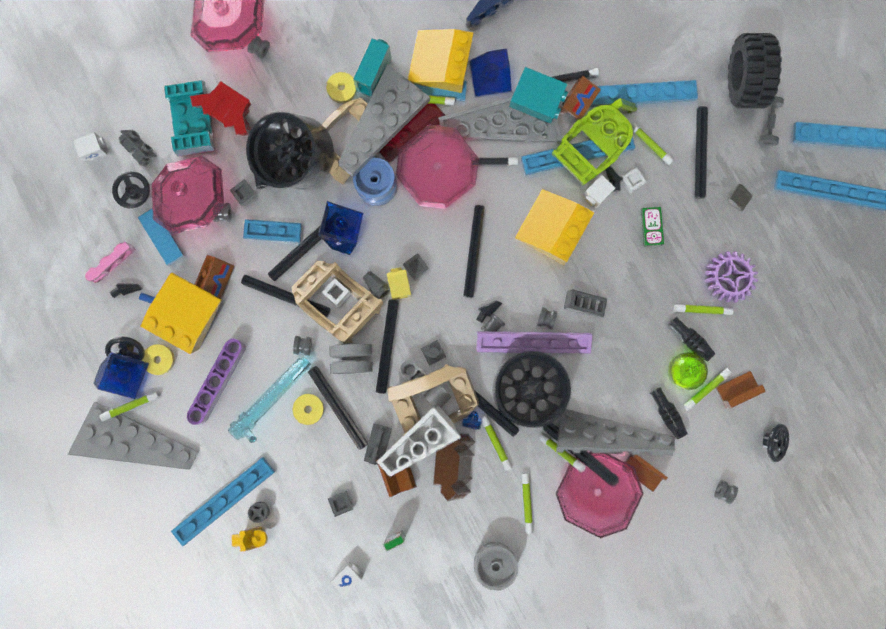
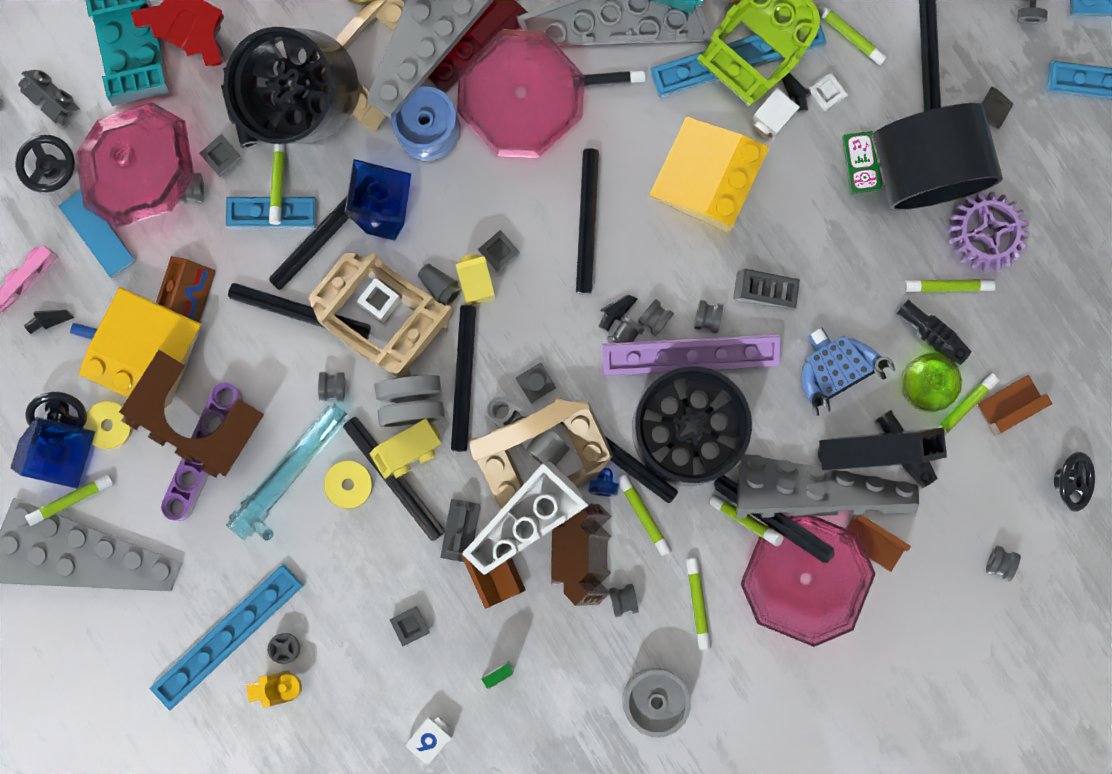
camera: 10 degrees left, 0 degrees up
(180, 353) = (216, 450): none -> reddish brown arch
(277, 213) = (277, 184): none -> lime bar
(350, 387) = (406, 448): none -> light yellow brick
(479, 497) = (623, 600): none -> dark grey wheel
(513, 316) = (655, 317): none -> dark grey wheel
(628, 357) = (838, 367): none -> medium blue torso
(654, 413) = (883, 449): none -> black slope
(703, 226) = (937, 156): none -> black wheel

